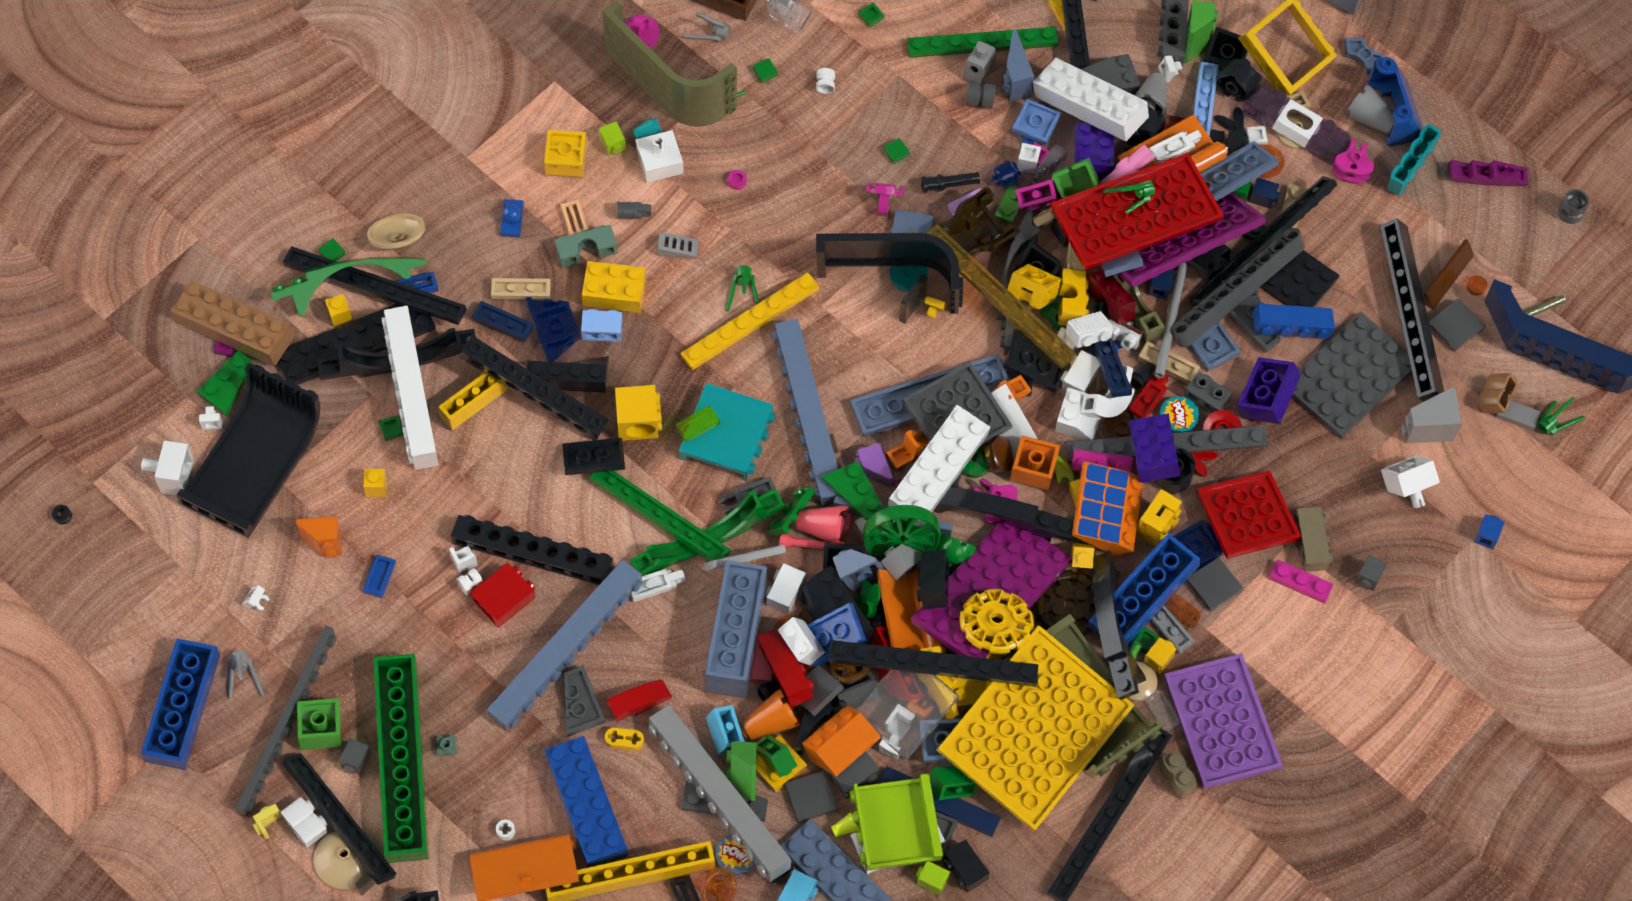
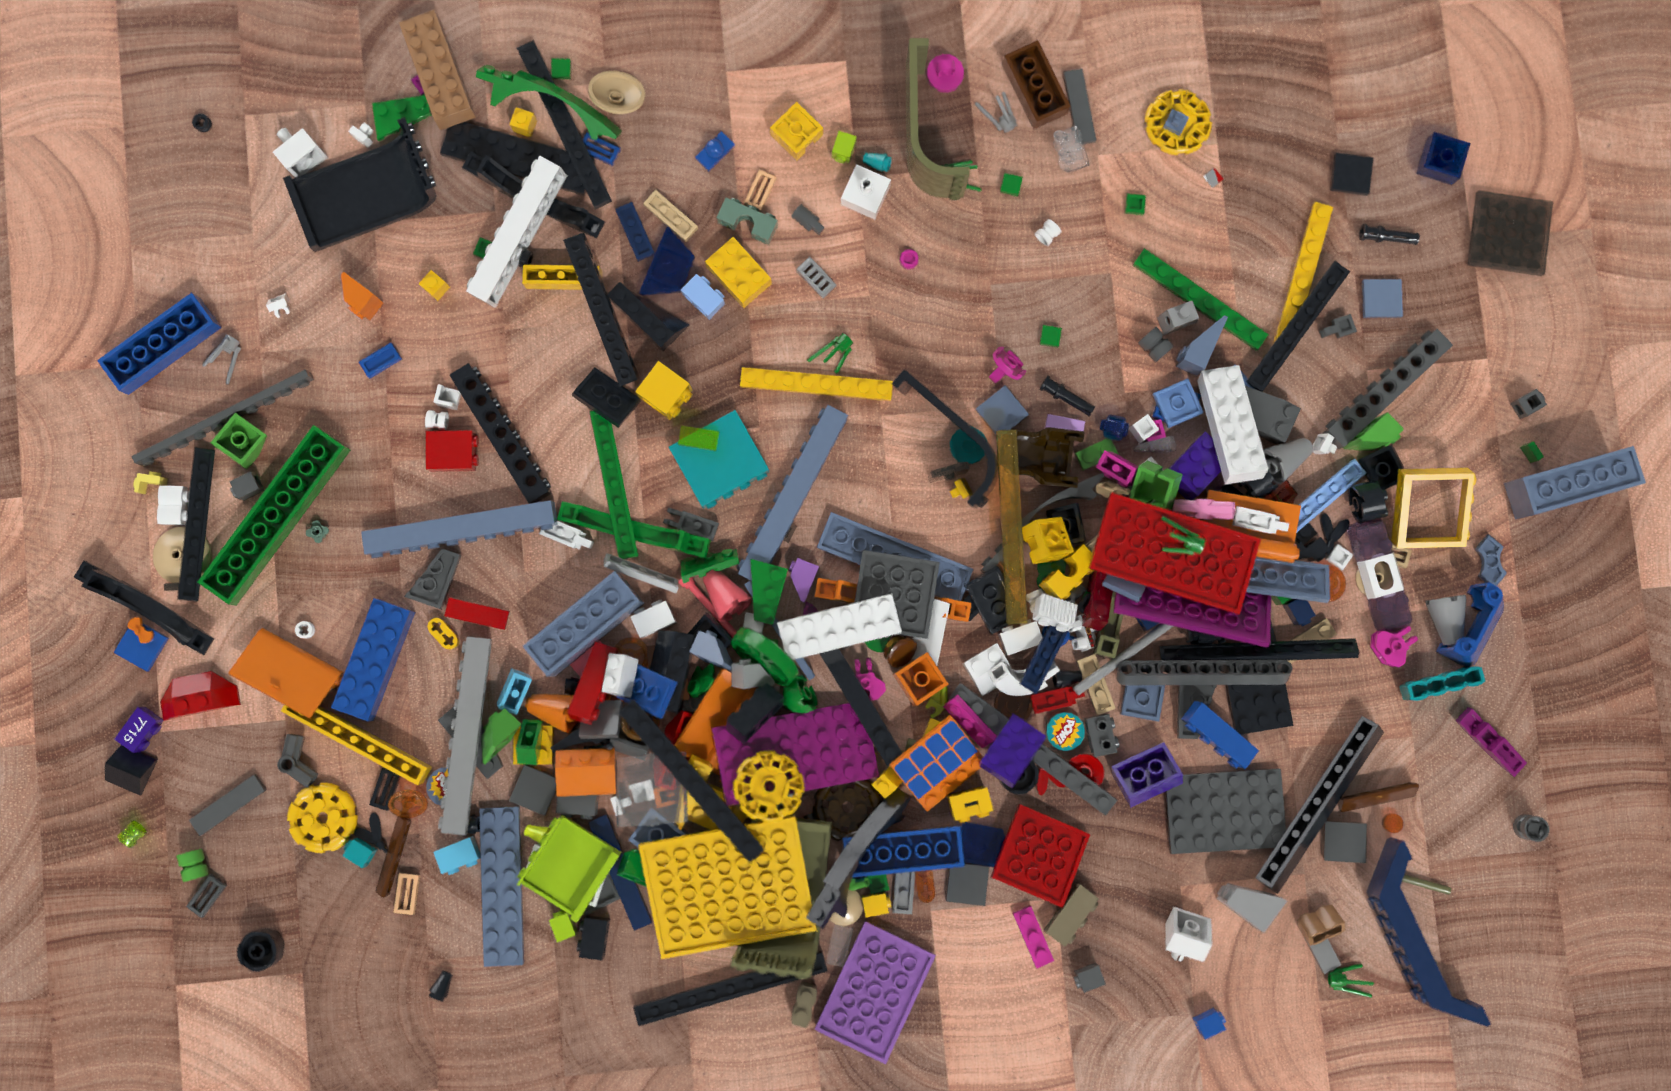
camera: 40 degrees right, 20 degrees up
(433, 408) = (526, 258): none -> black tile

